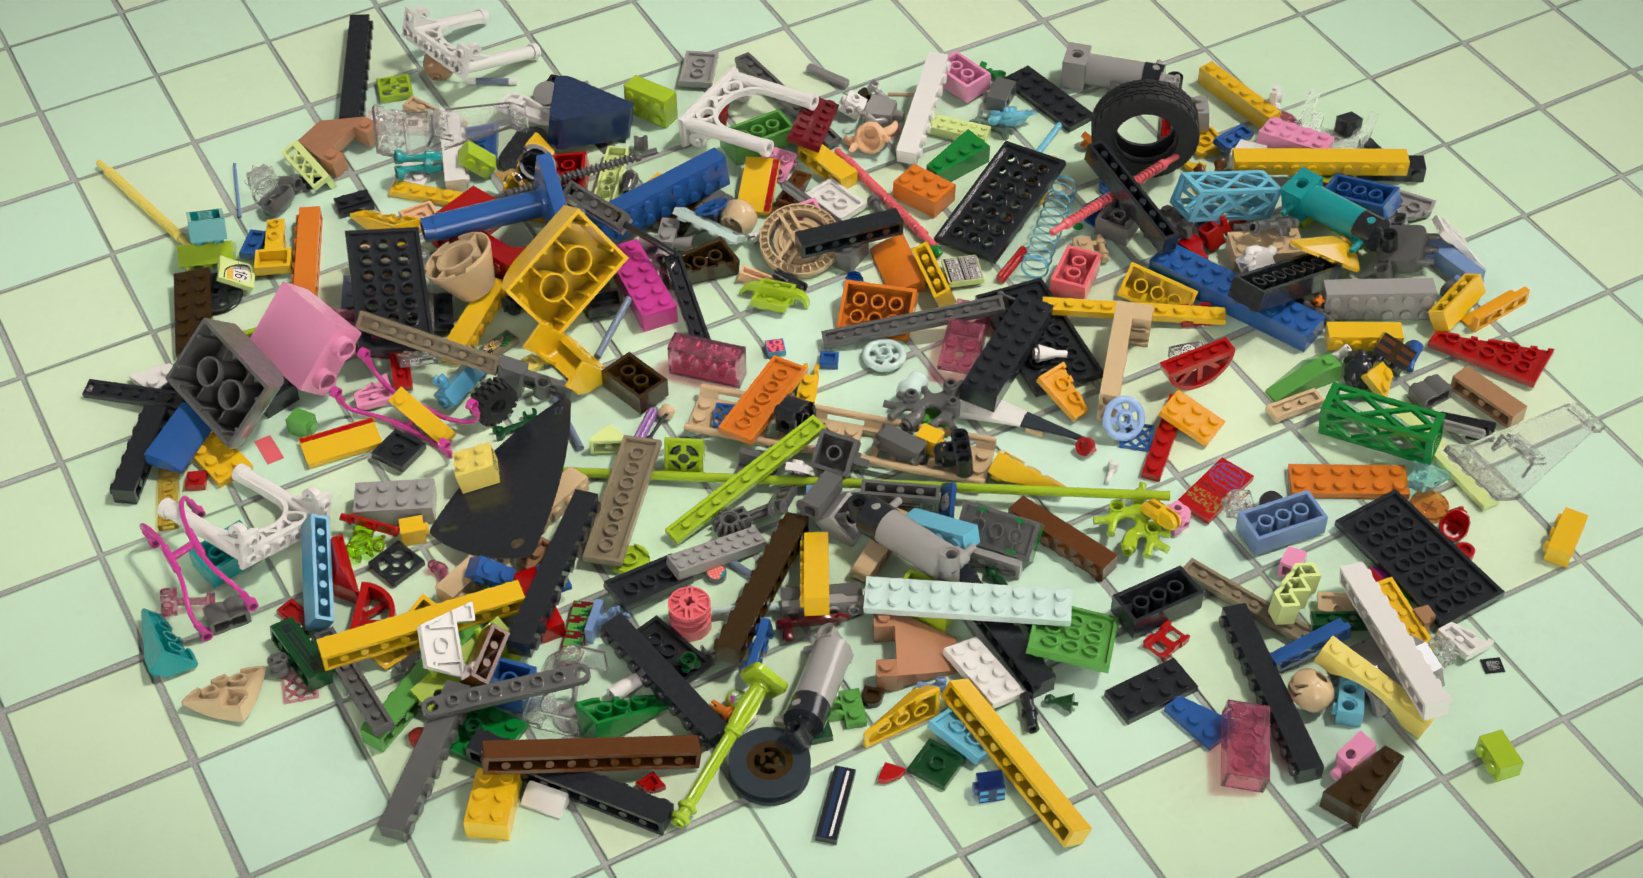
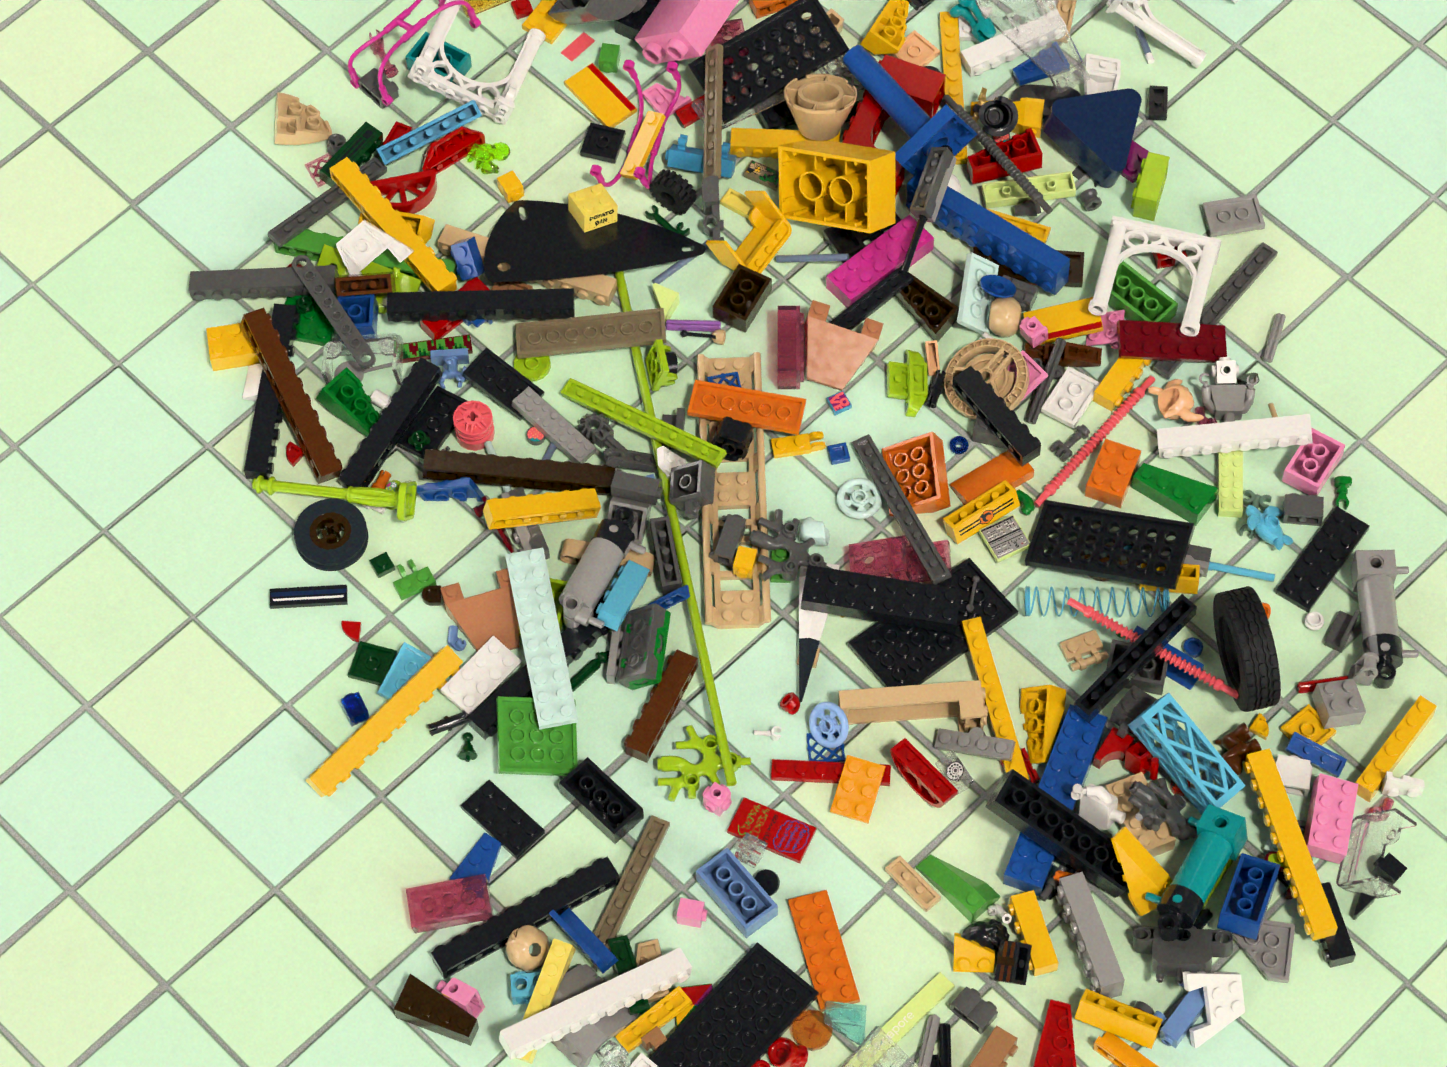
camera: 75 degrees right, 15 degrees up
(162, 648) = (331, 60): teal wedge -> none
(370, 524) = (502, 151): red piece -> none
(386, 555) = (481, 178): black piece -> none
(396, 500) = (536, 162): light grey brick -> none
(438, 568) = (476, 224): clear pink arm -> none
(477, 159) = (1001, 67): lime brick -> none
(544, 91) = (1145, 90): light grey piece -> none
(668, 235) = (946, 265): light grey brick -> none
(719, 323) = (834, 351): none -> wedge
(763, 202) = (1033, 331): none -> bright pink brick
(817, 687) = (414, 544): piece -> none
(911, 710) = (419, 626): yellow wedge -> none
(956, 453) = (728, 582): black piece -> none
(1011, 265) = (1031, 581): red axle -> none
(1012, 469) = (735, 652): yellow wedge -> none
(1043, 353) = (897, 635): white cone -> none
(1062, 391) = (854, 664): light orange wing -> none
(1075, 273) = (1030, 641): coral brick -> none
(1160, 637) = (568, 815): red piece -> none
(1161, 514) = (703, 780): yellow arm -> none
(1167, 331) = (975, 744): none -> light grey hinge
(1294, 593) = (642, 913): yellowish green brick -> none
(1418, 347) = (1033, 987): blue cone -> none
(1423, 441) = (879, 1007): green piece -> none

